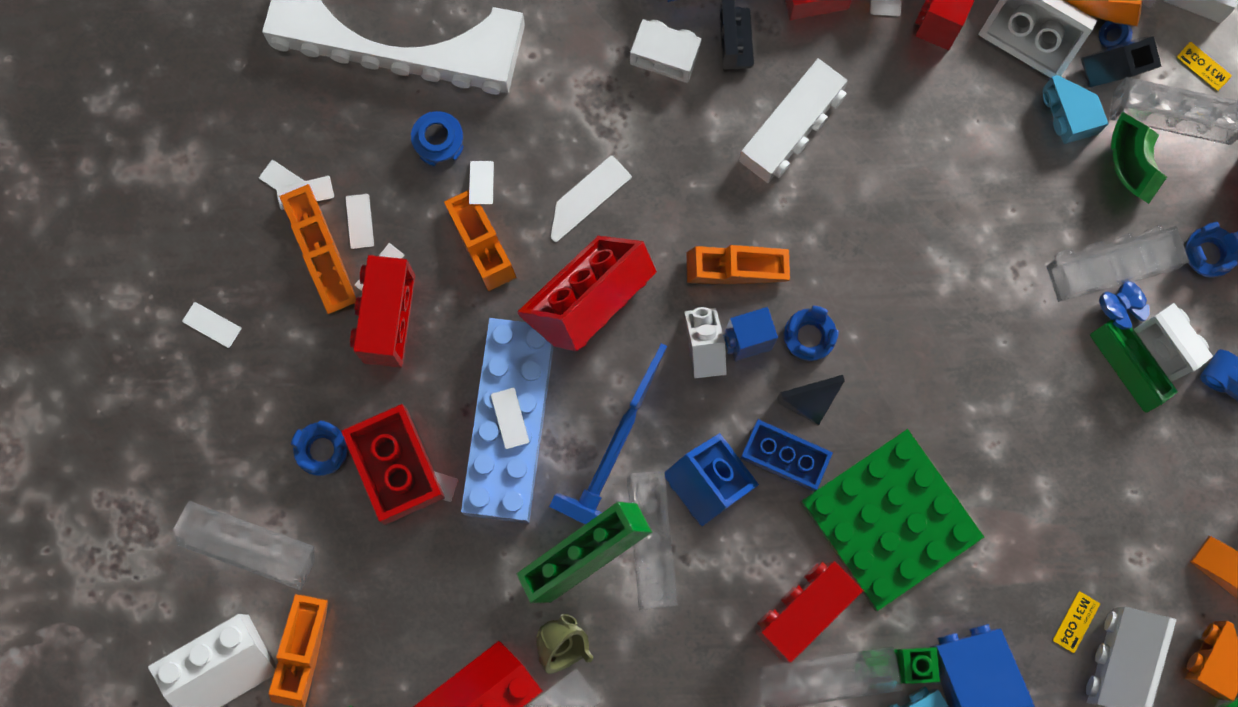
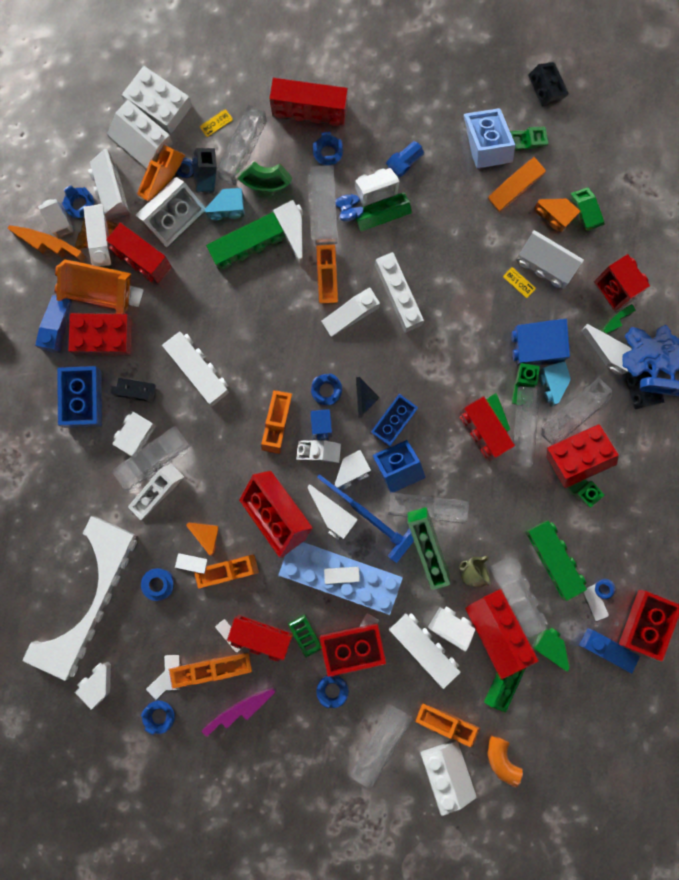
camera: 75 degrees left, 5 degrees up
(211, 324) = (241, 745): white sticker -> none
(216, 178) = (155, 728): none -> blue piece
(261, 83) = (97, 687): none -> white slope
(267, 313) = (245, 707): none -> magenta slope
(359, 221) = (197, 642): white sticker -> none
(393, 377) = (297, 621): none -> green slope
(414, 585) = (424, 650): none -> white brick
(459, 623) = (451, 628): none -> white slope
(529, 194) = (205, 535): none -> orange slope
(585, 103) = (155, 491): none -> white slope
(588, 196) = (213, 501): white sticker -> none
(603, 385) = (335, 517): none -> white slope
(633, 85) = (151, 458): none -> clear brick
(688, 401) = (352, 468): none -> white slope
(847, 622) = (496, 406): none -> green slope
(892, 520) = (442, 369): green plate -> none
(950, 347) = (351, 312): none -> white slope
(1004, 293) = (327, 273): none -> orange slope
(1004, 417) = (399, 292): none -> white brick
(1022, 152) = (246, 240): none -> green brick
(1068, 220) = (290, 219): none -> white slope

